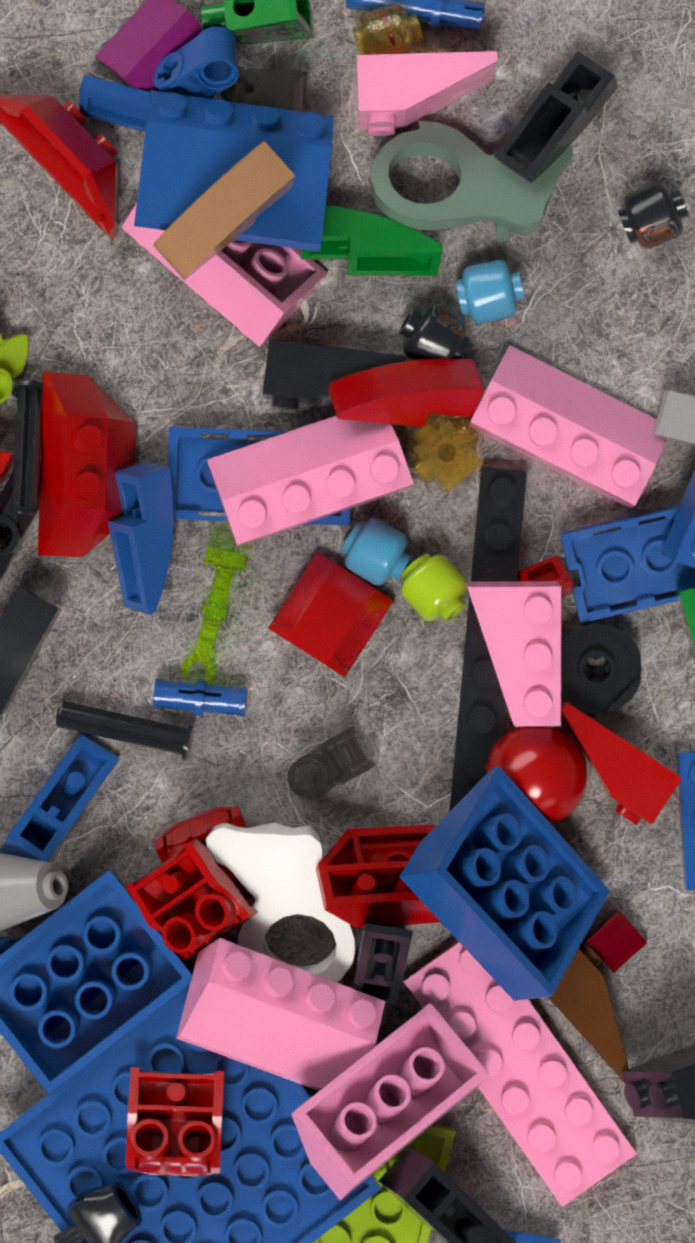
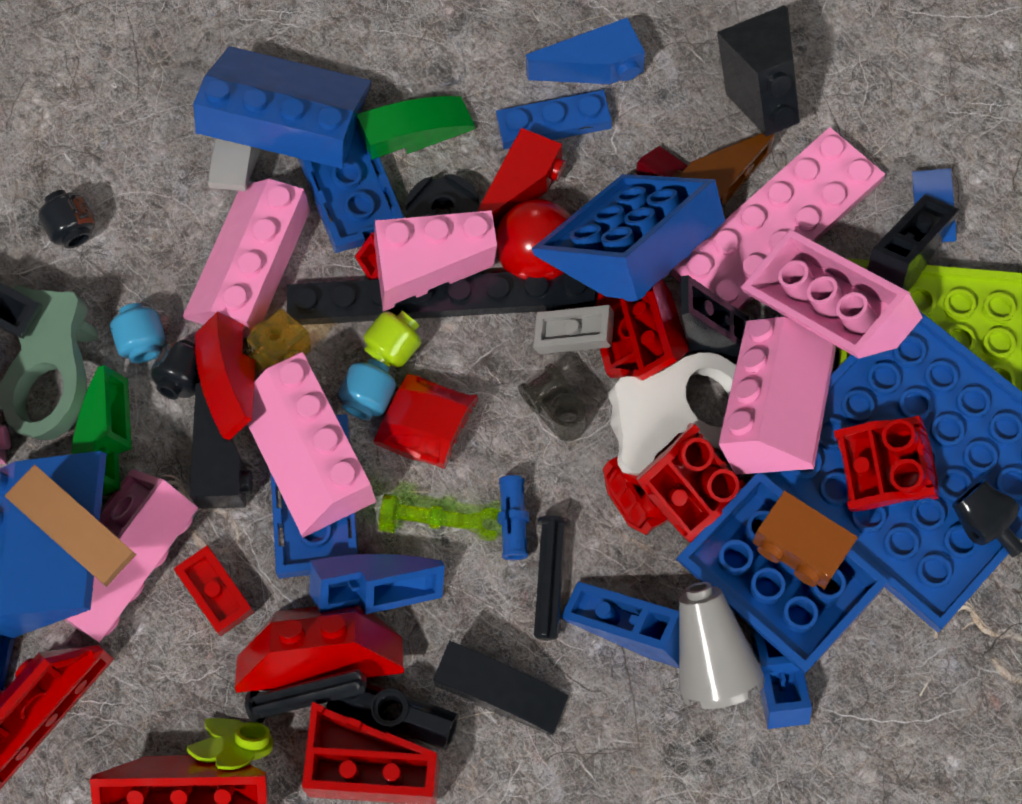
camera: 95 degrees left, 20 degrees down
(98, 1011) = (803, 540): none -> dark orange brick
(165, 356) = (213, 590): none -> red plate
(411, 799) = (574, 329): none -> light grey plate

